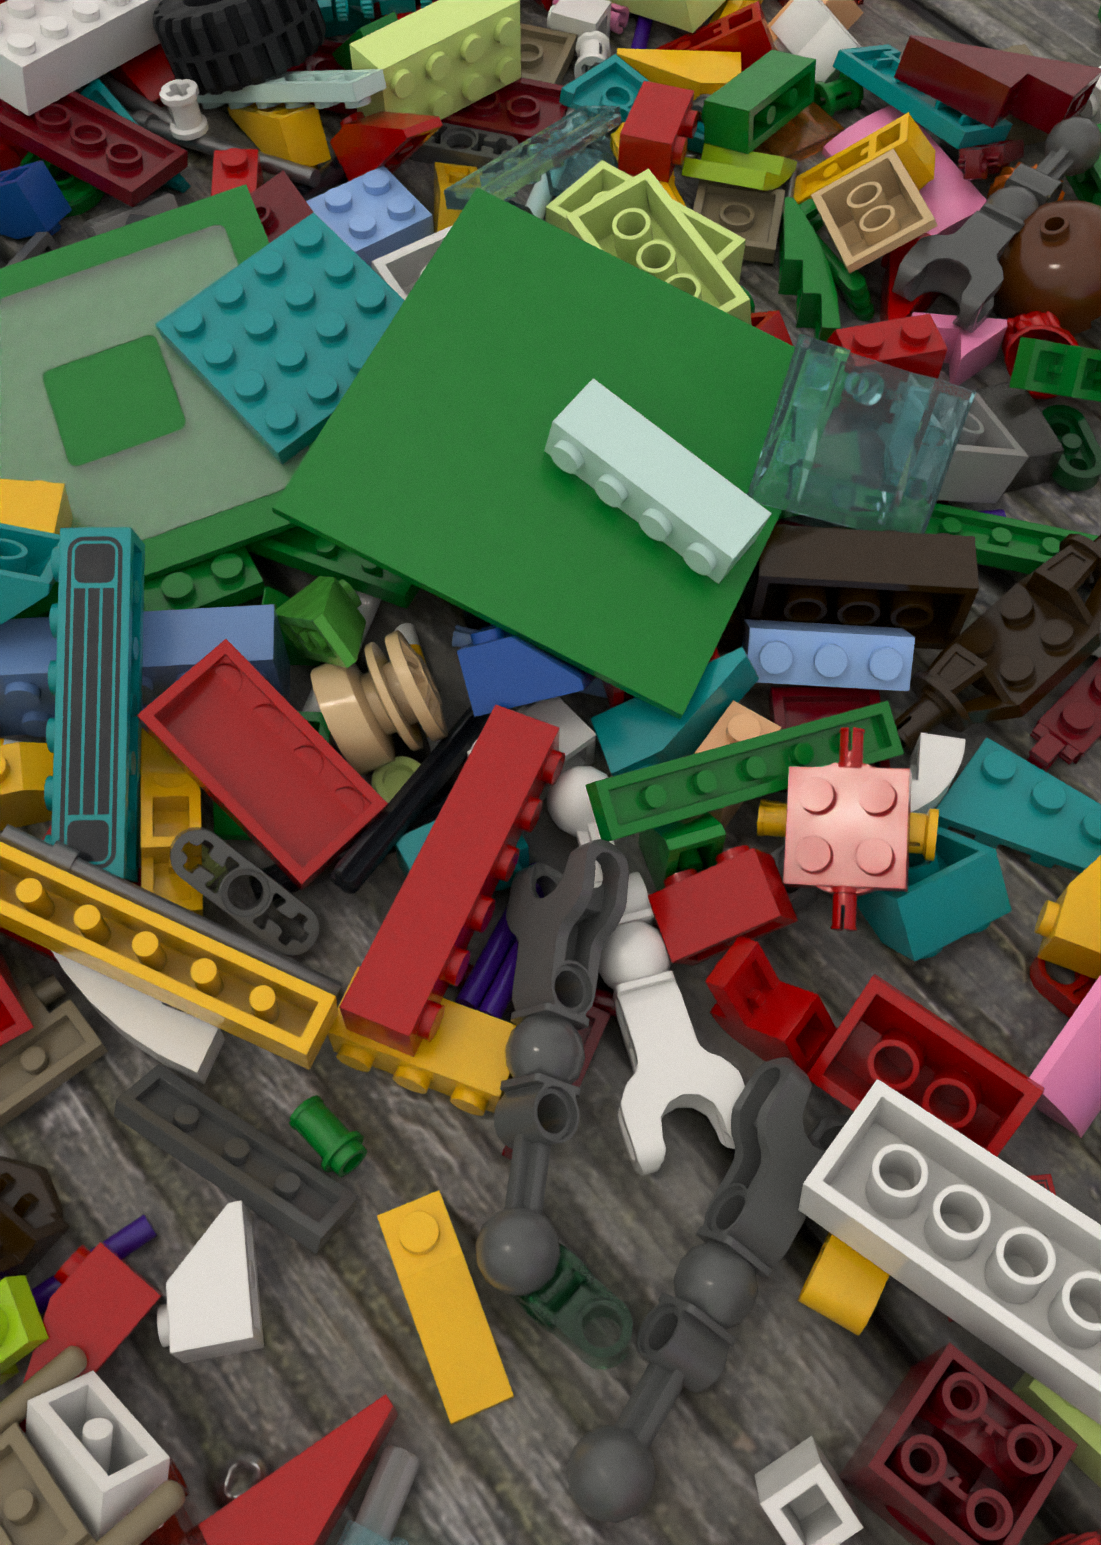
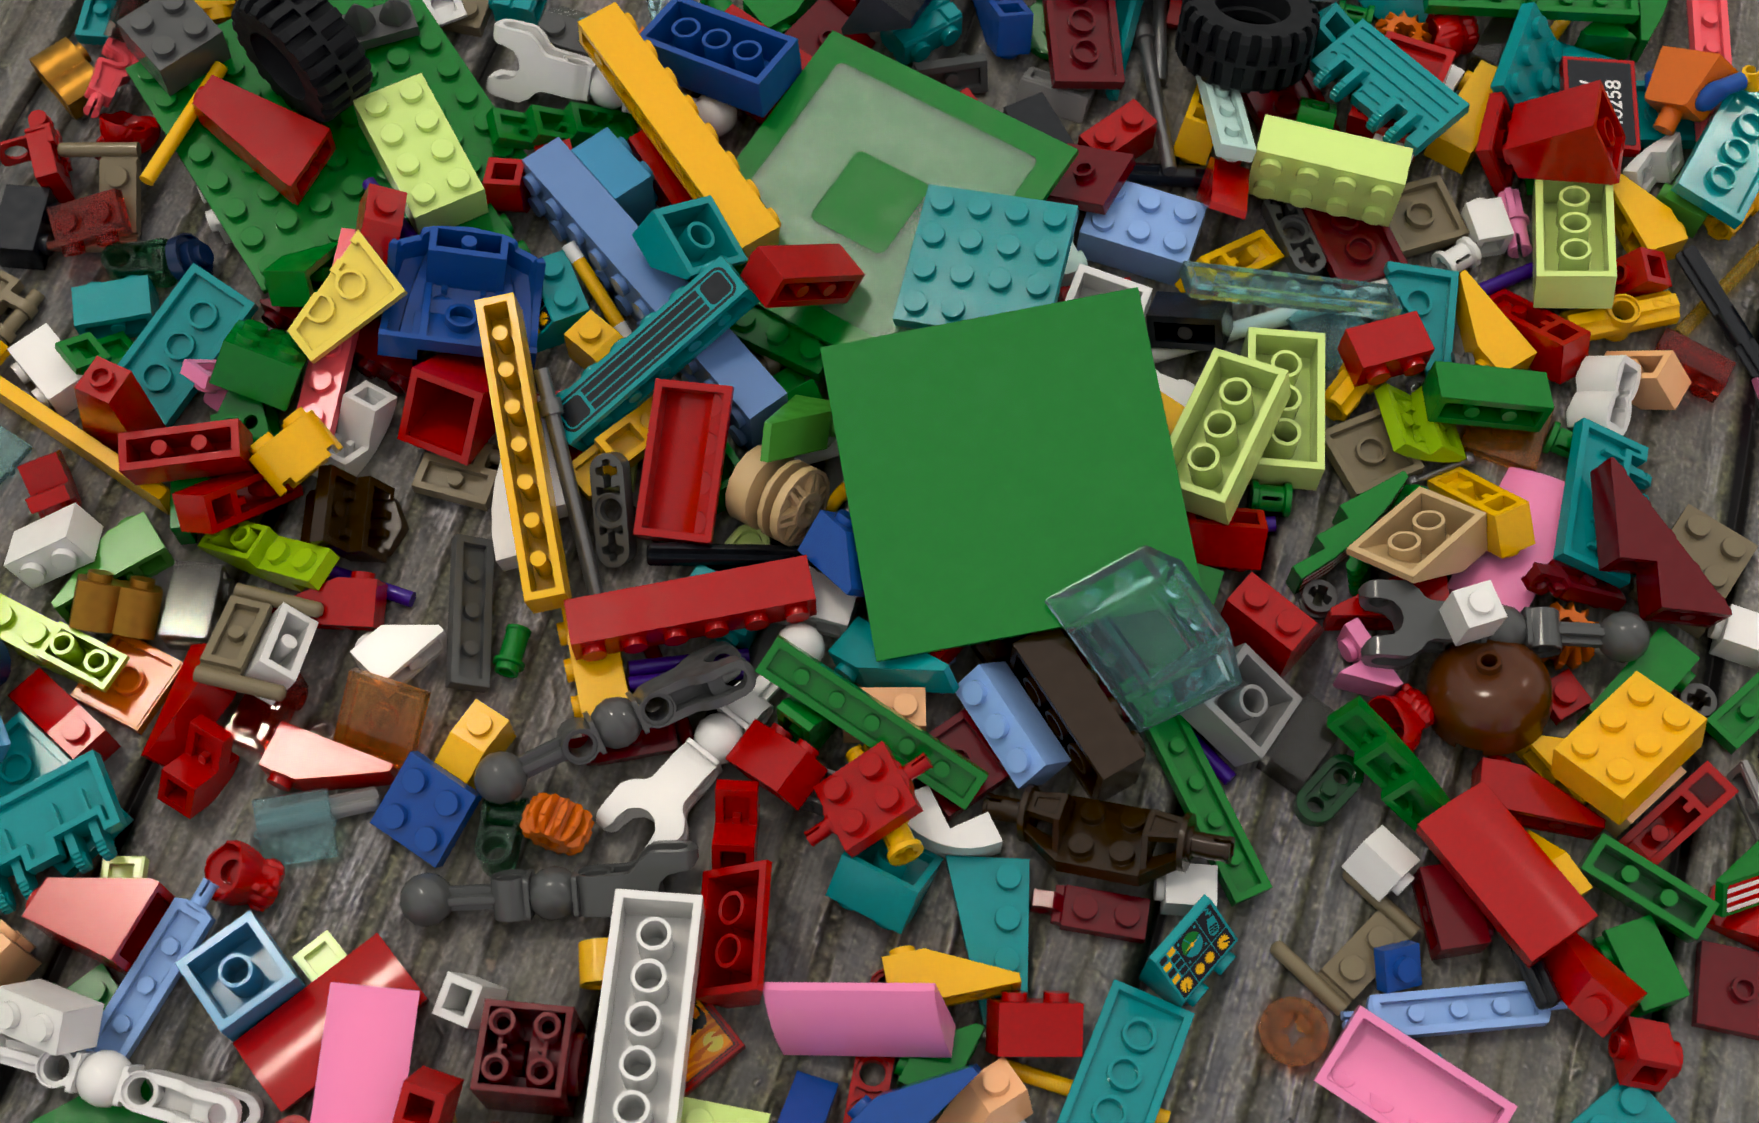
camera: 55 degrees right, 5 degrees up
(150, 487) = (801, 275): none -> red brick
(184, 109) = (1158, 47): white bush -> none
(298, 1371) = (381, 716): none -> clear orange tile
(475, 1391) = (426, 809): none -> blue plate
(620, 1221) = (557, 824): none -> orange gear
(655, 481) = (1005, 537): light aqua brick -> none
(1004, 199) = (1473, 613): none -> white brick

